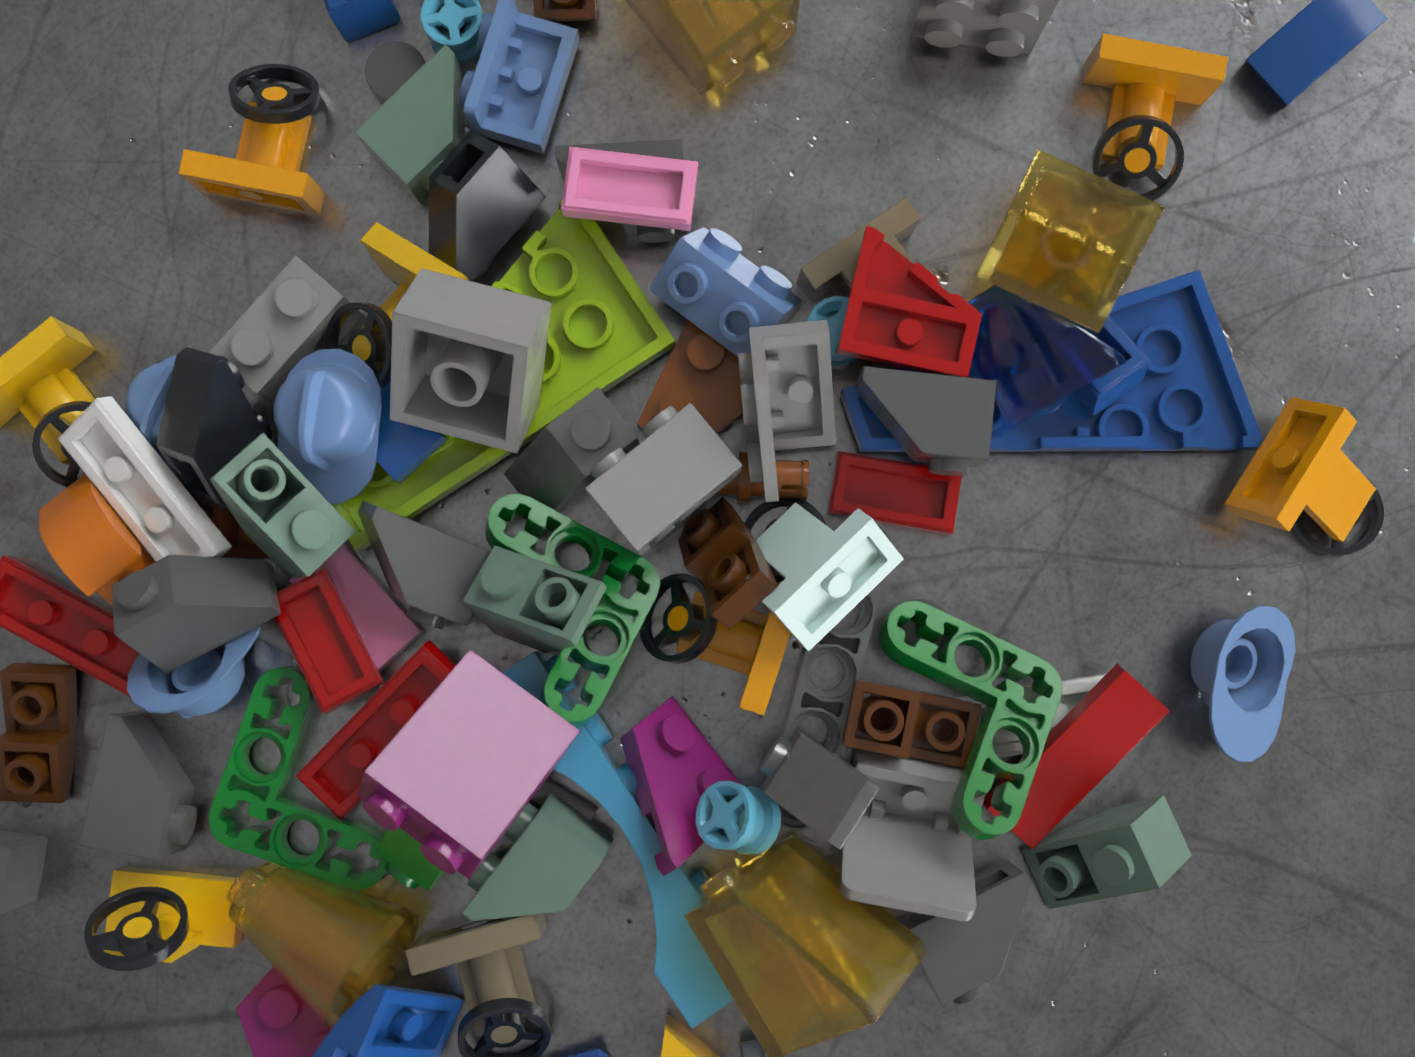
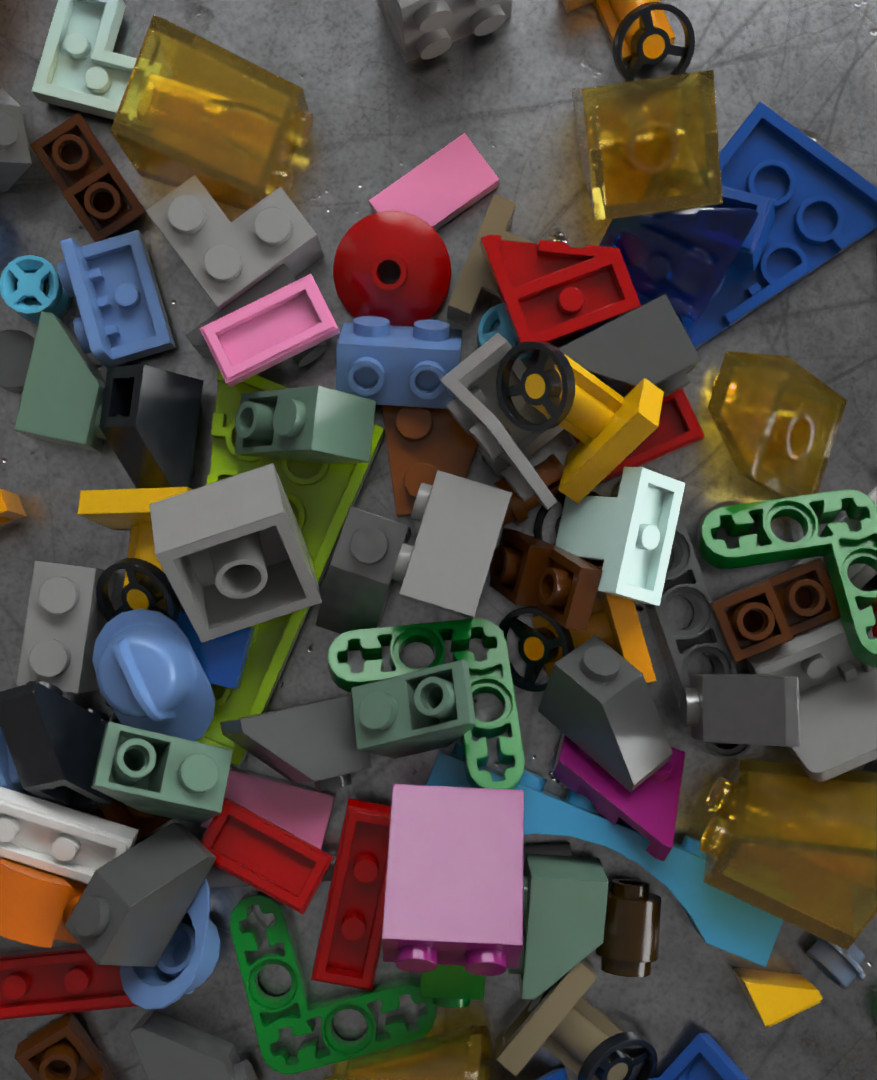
camera: 30 degrees left, 0 degrees up
(597, 916) = (630, 929): none -> dark brown brick
(606, 291) = (305, 425): none -> sand green slope
(649, 105) = (235, 254): none -> light grey brick
(701, 712) = (607, 712): none -> dark grey slope
(722, 814) = (676, 780): medium azure wheel -> none
(805, 213) = (416, 250): none -> red dish
(858, 165) = (440, 185): none -> bright pink tile
(858, 432) = (583, 406): none -> yellow piece
(1023, 561) = (776, 421): none -> clear yellow slope

